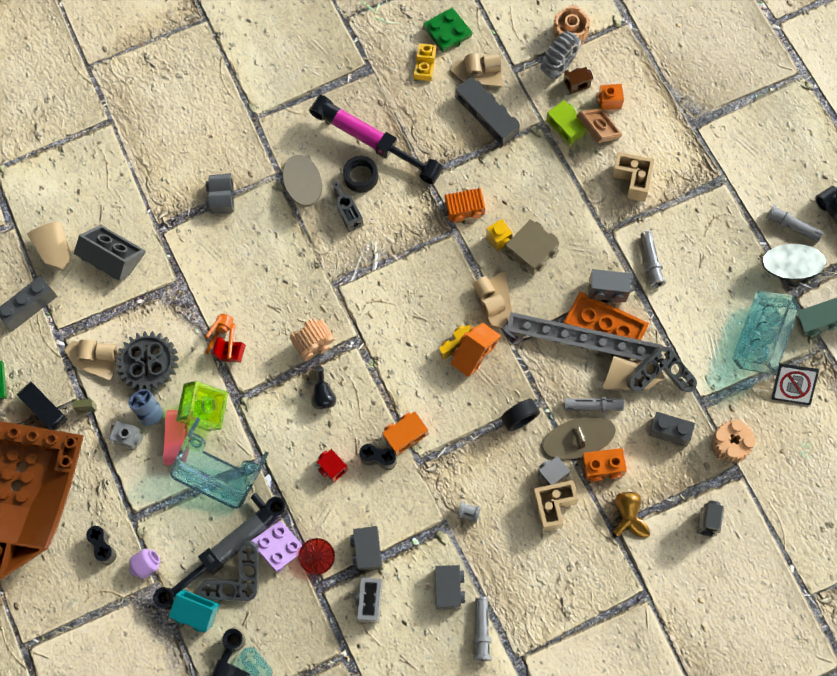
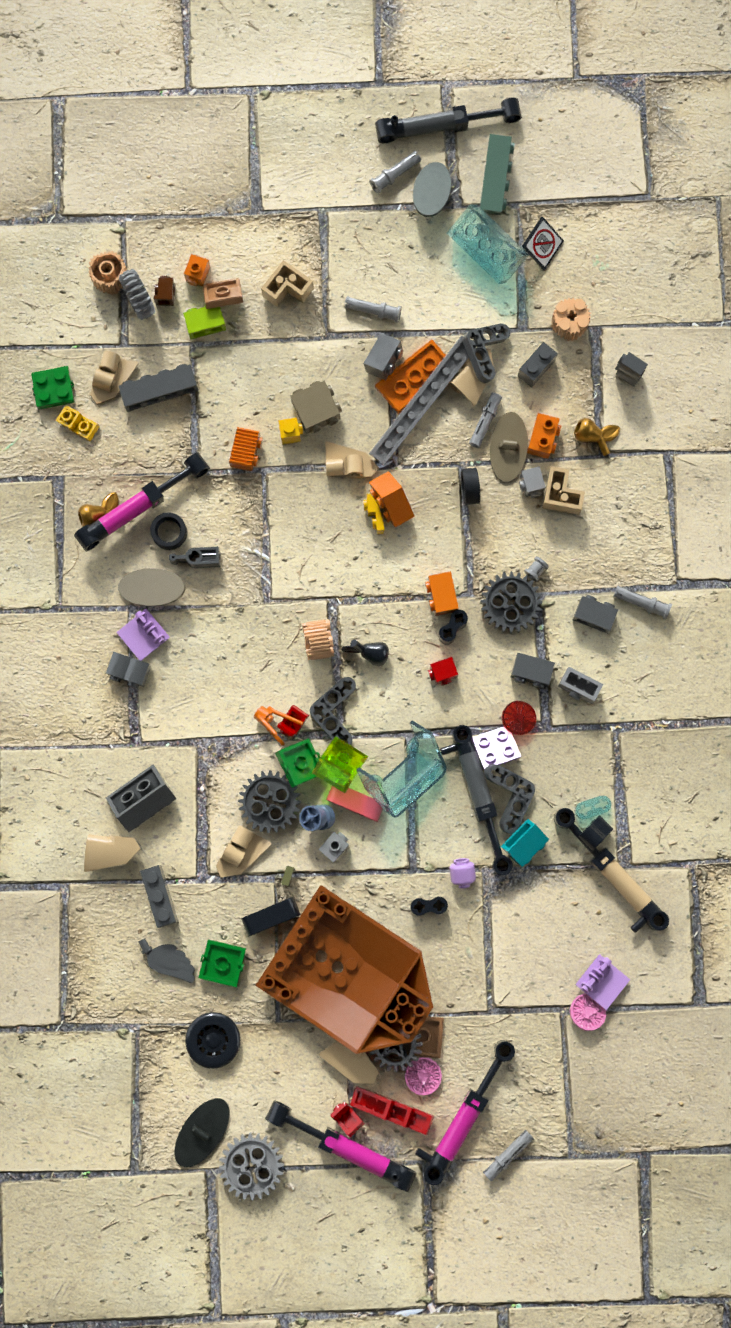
camera: 70 degrees left, 10 degrees up
(191, 367) = (298, 762): none -> green plate
(255, 377) = (328, 708): none -> dark grey beam
(258, 193) = (143, 634): none -> lavender hinge
(347, 103) = (90, 513): none -> pearl gold piece
(442, 507) = (498, 613): none -> dark grey gear

